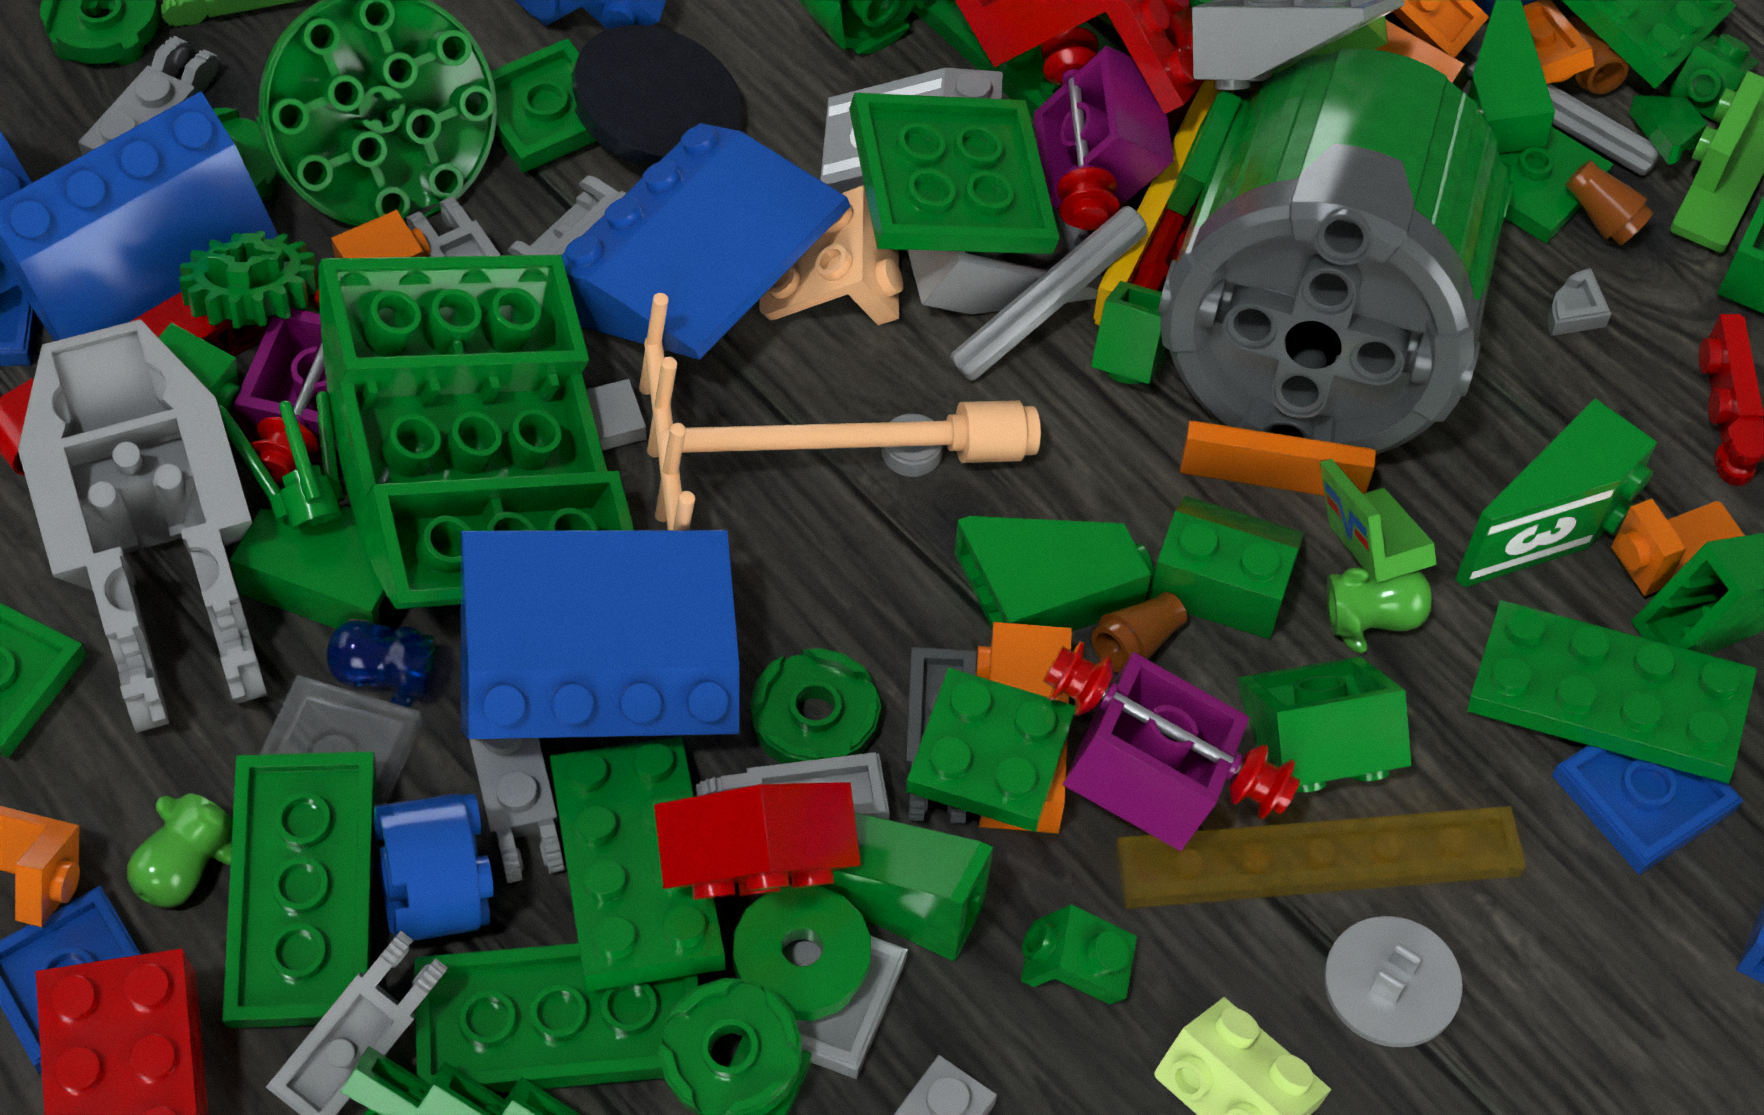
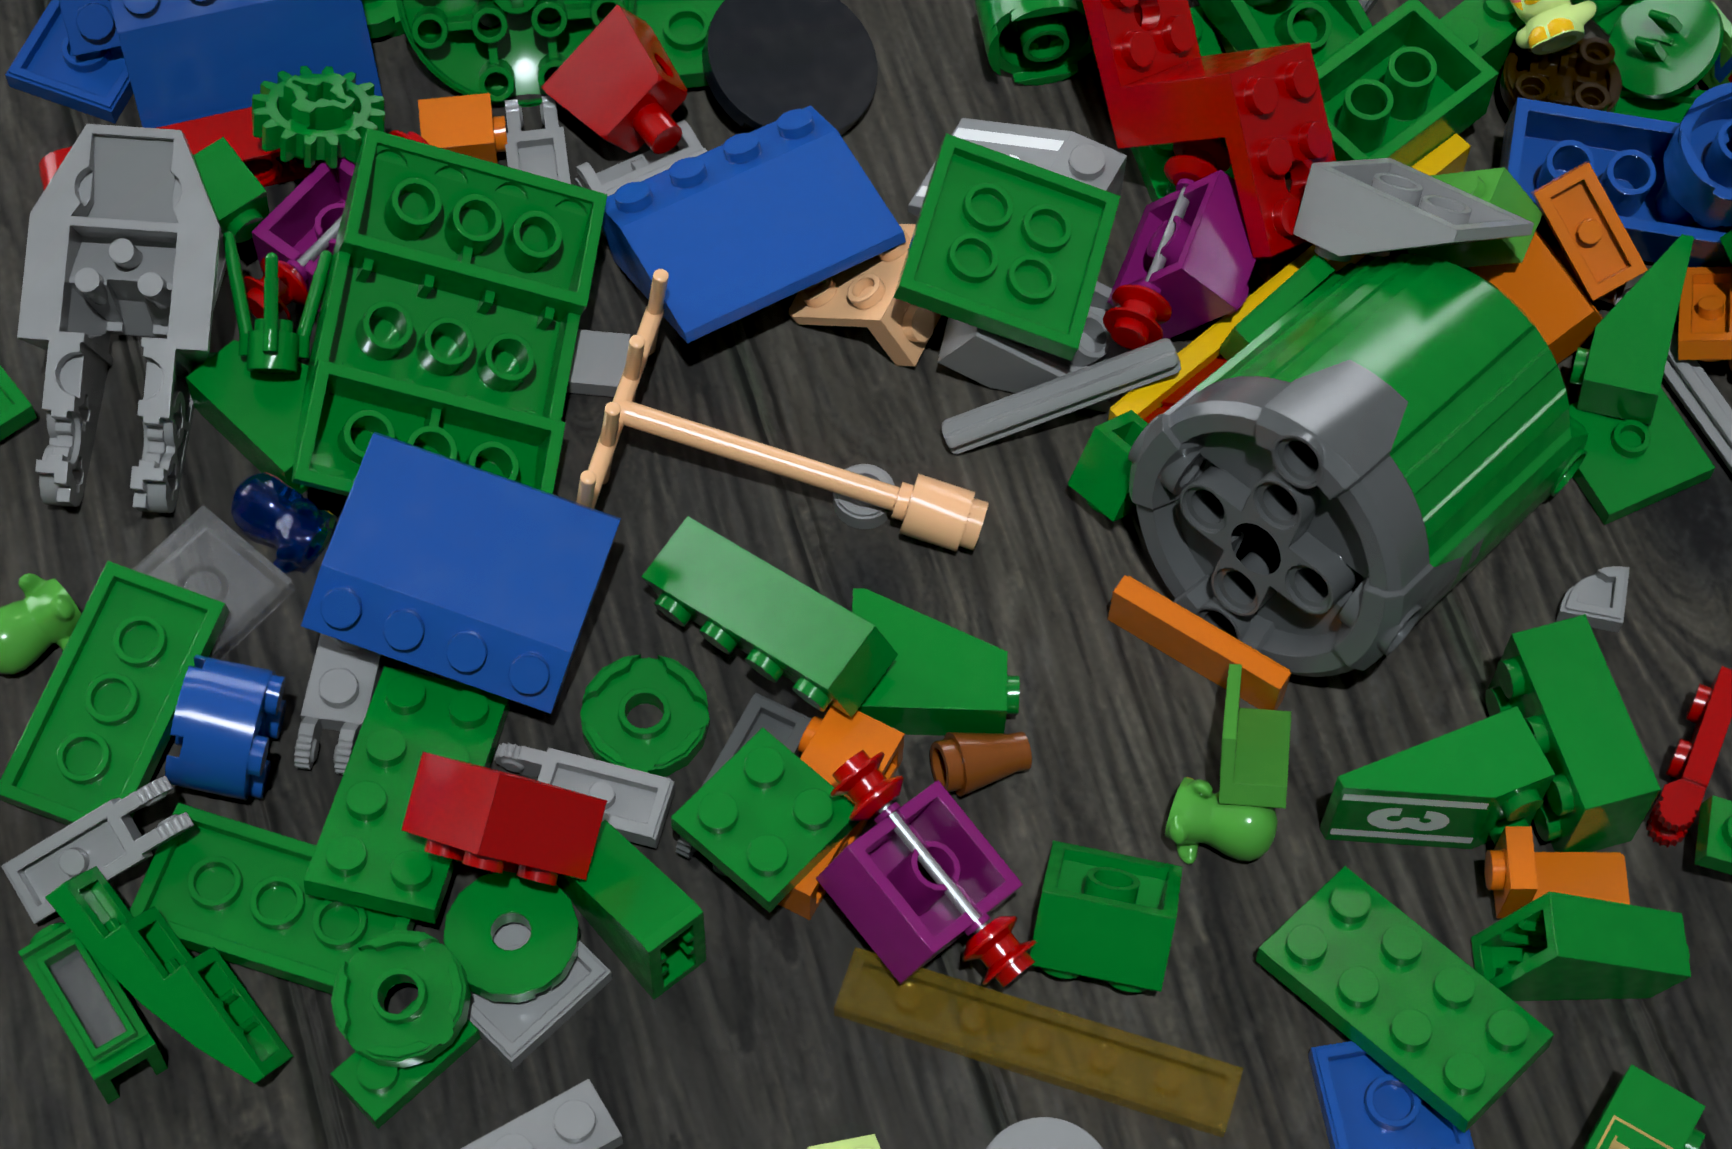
camera: 25 degrees right, 5 degrees up
(516, 165) = (622, 85): none -> red torso
(899, 570) = (770, 617): none -> green brick
(1080, 953) = (763, 1040): green bracket -> none
(1226, 565) = (1097, 725): green slope -> none
(1609, 203) = (1682, 507): dark orange cone -> none
(1653, 392) = (1584, 731): none -> green brick

